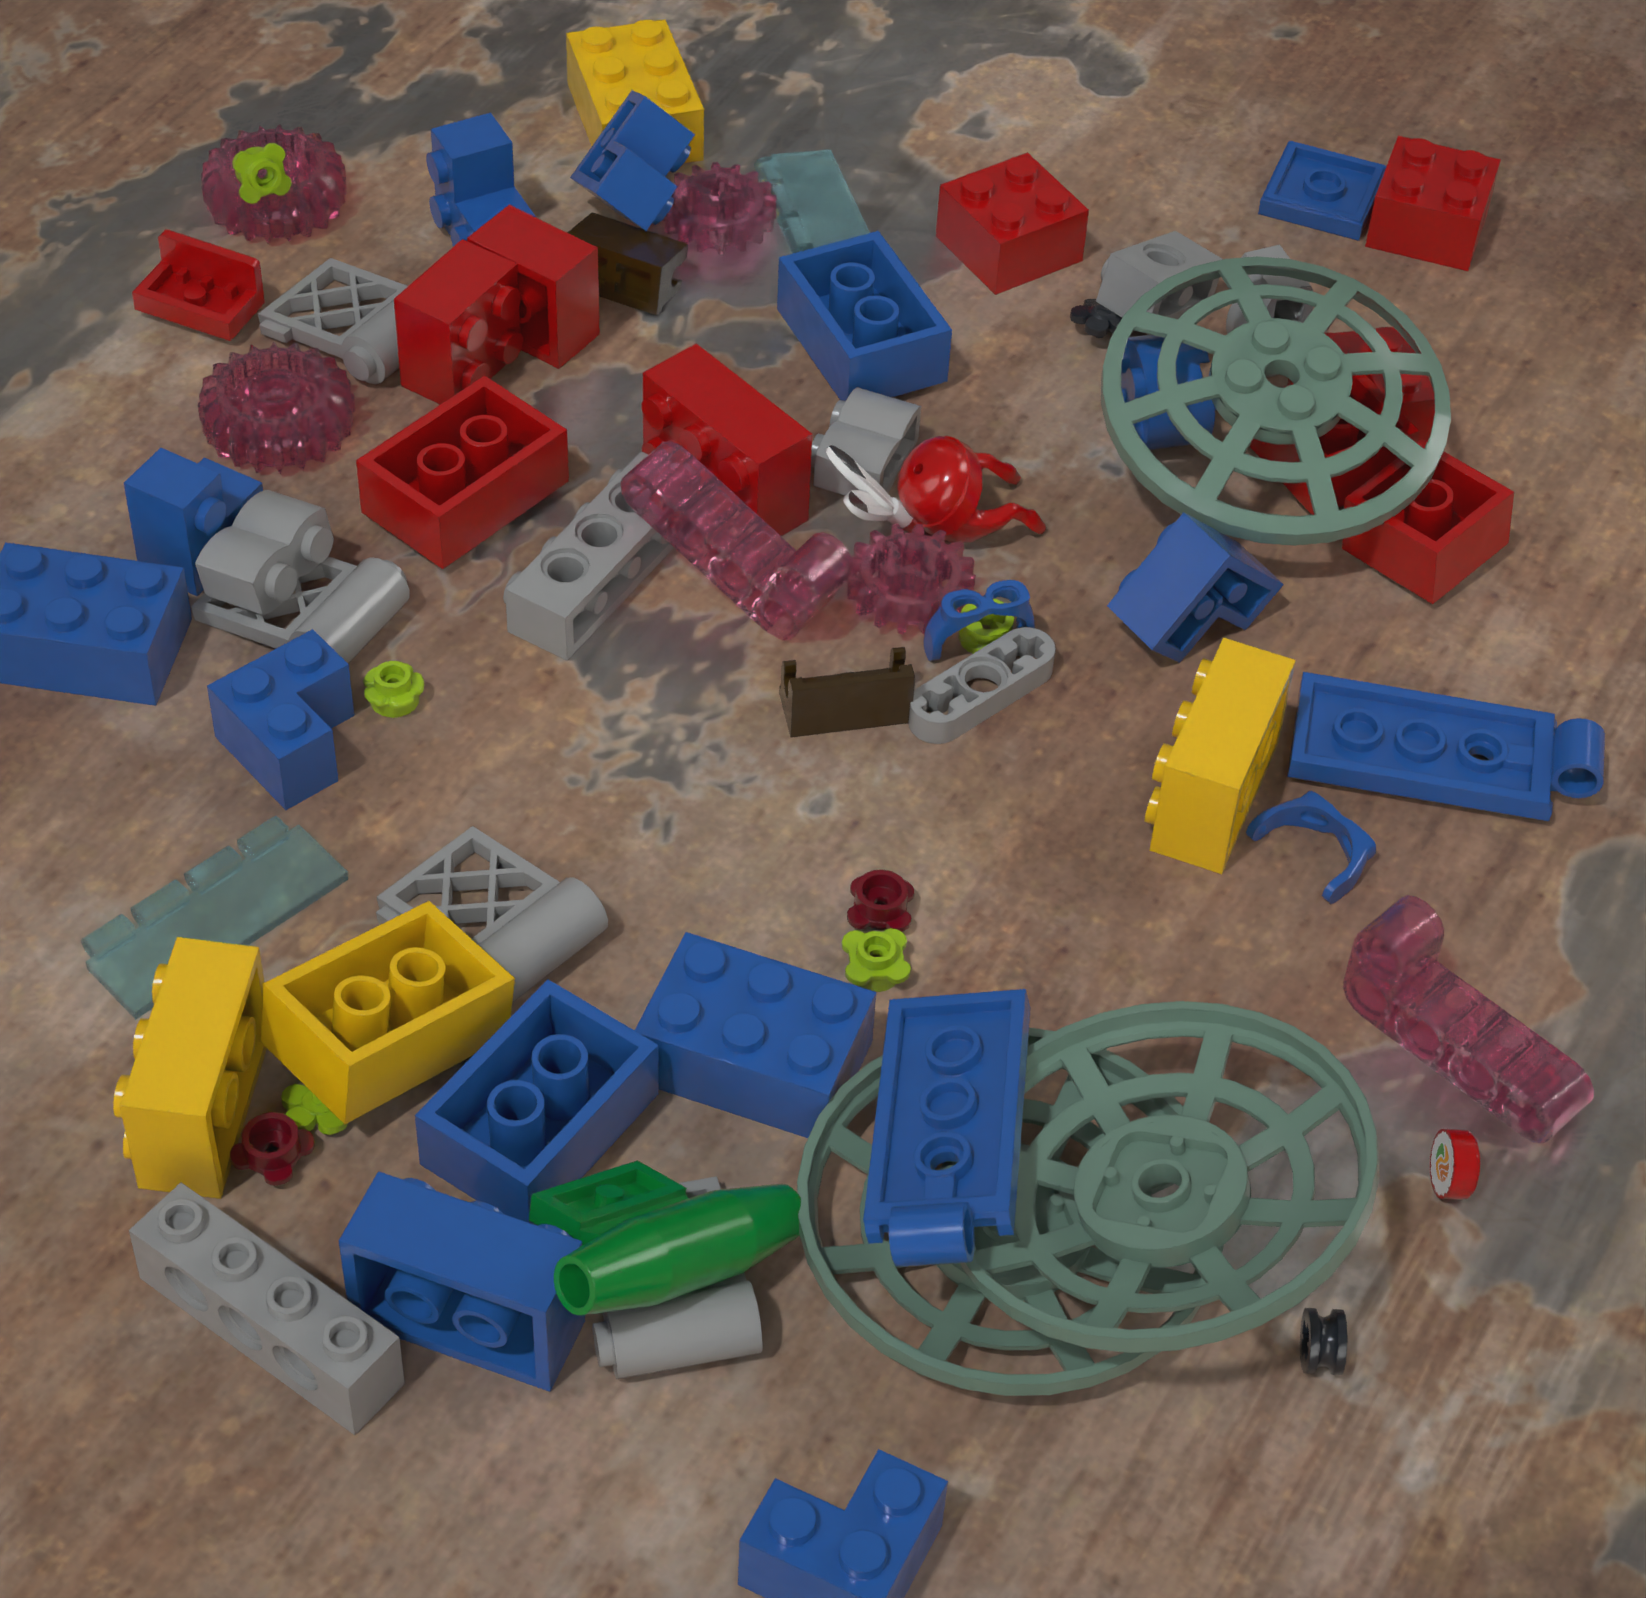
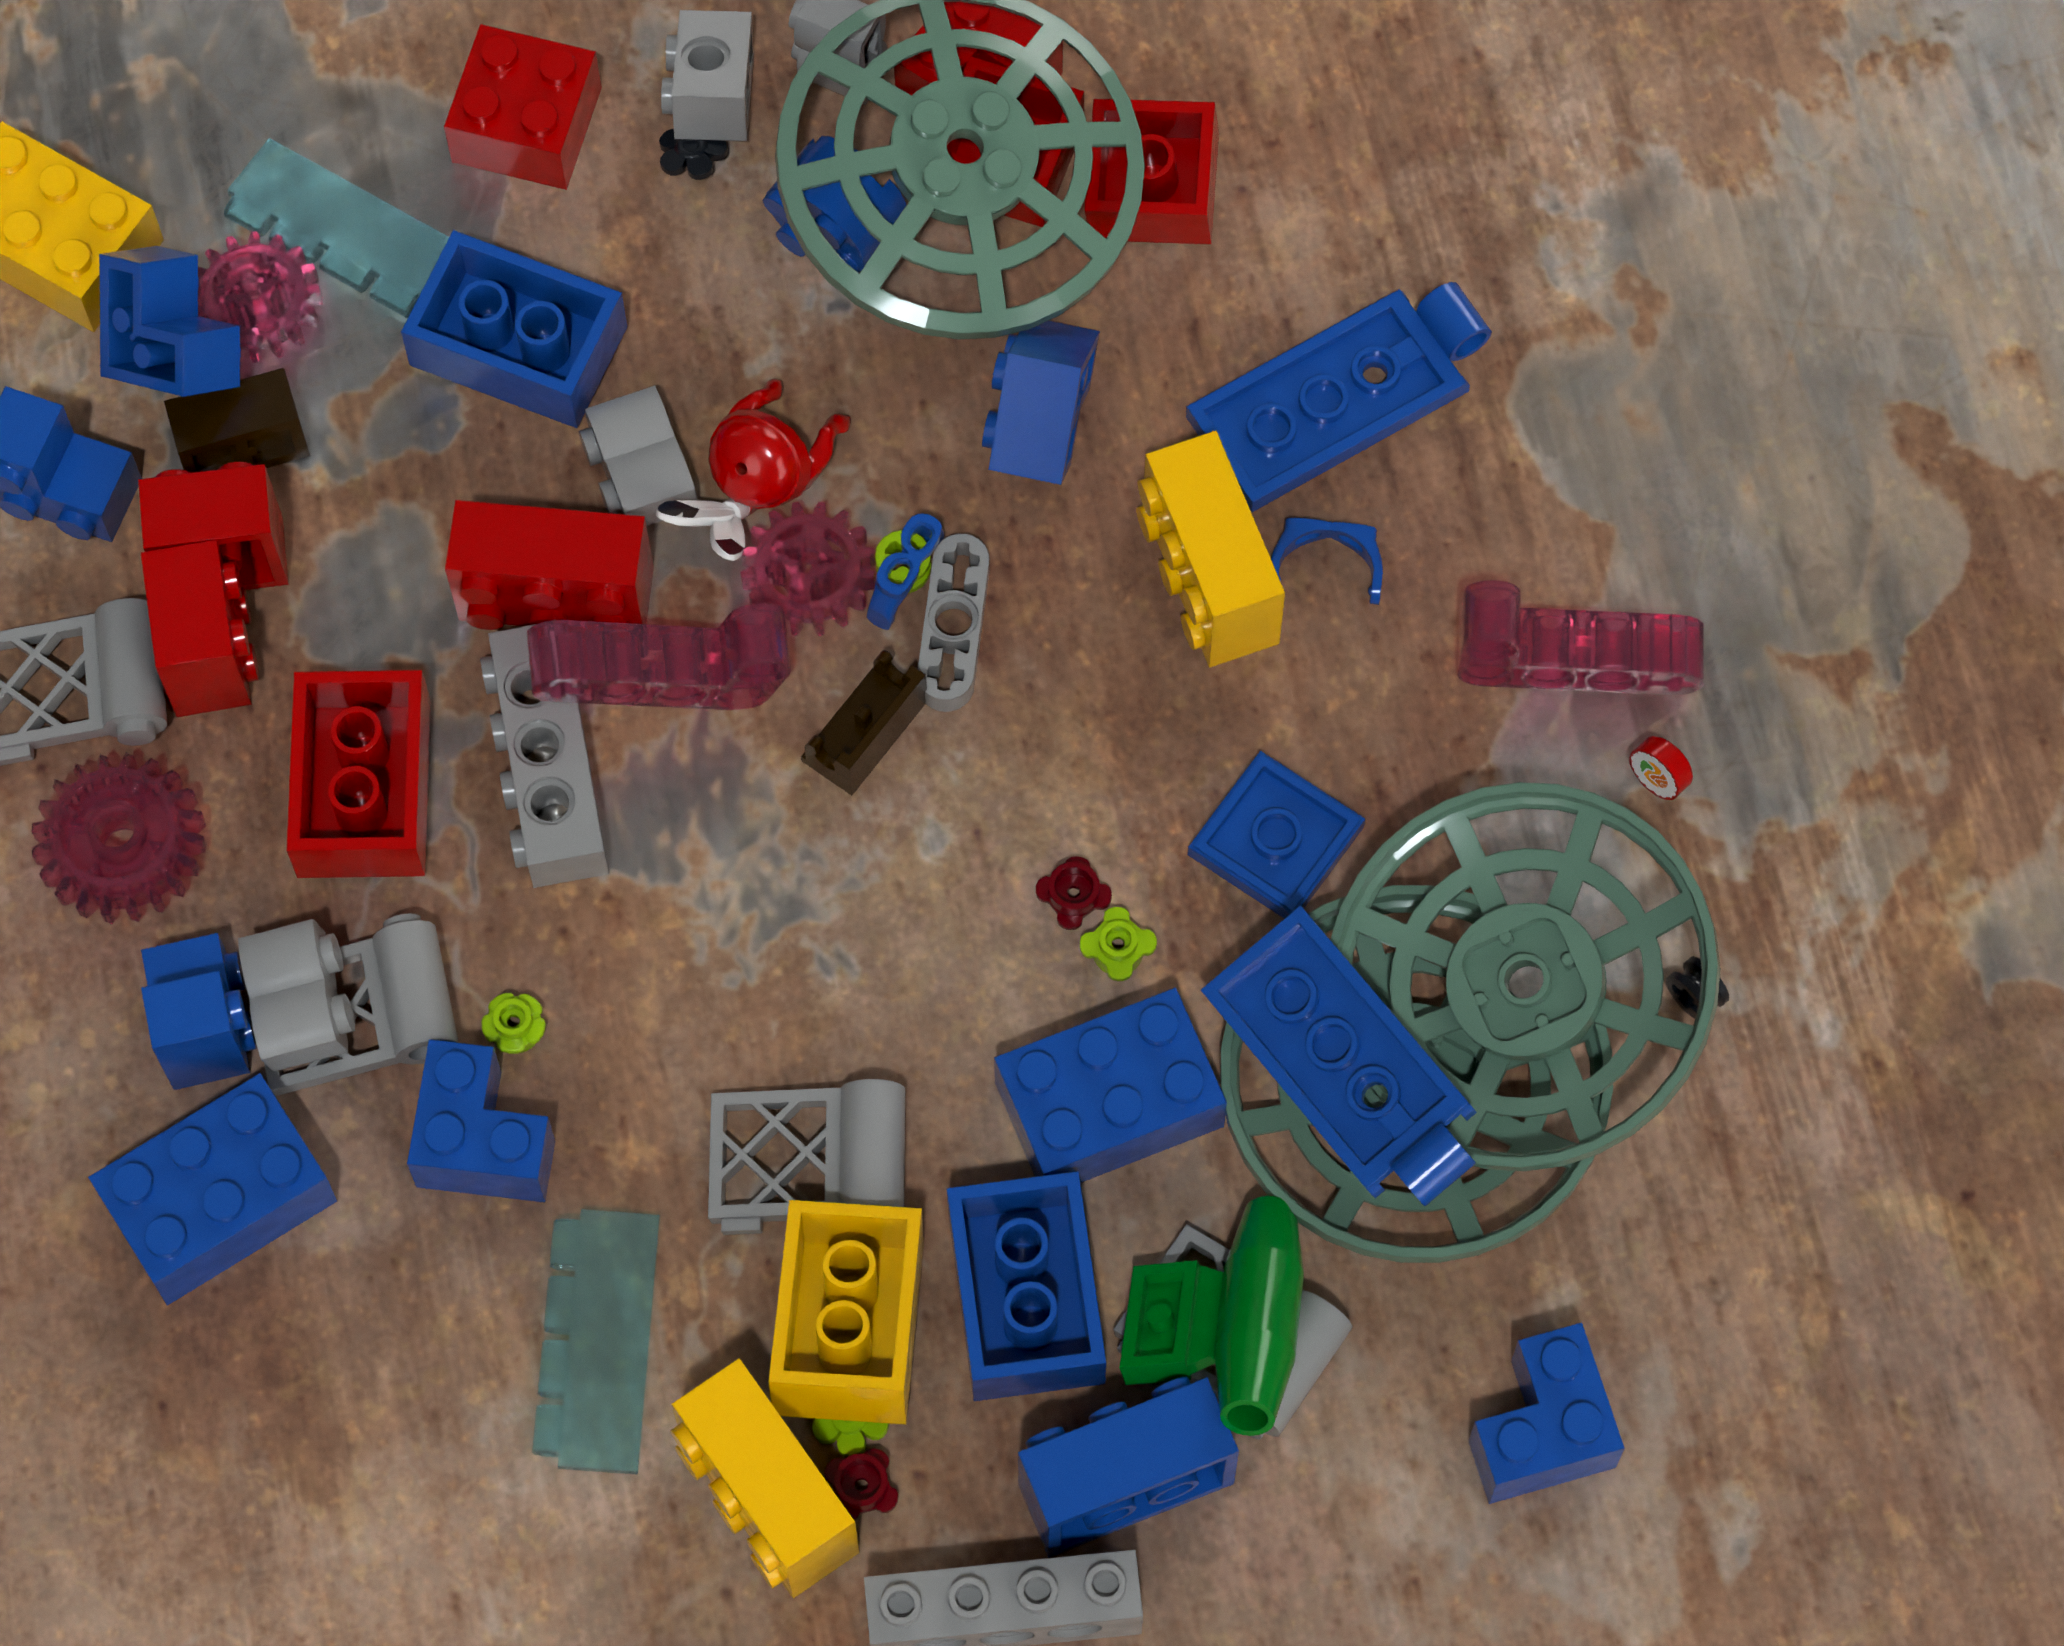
camera: 40 degrees left, 20 degrees up
(1076, 971) = (1276, 836): none -> blue tile

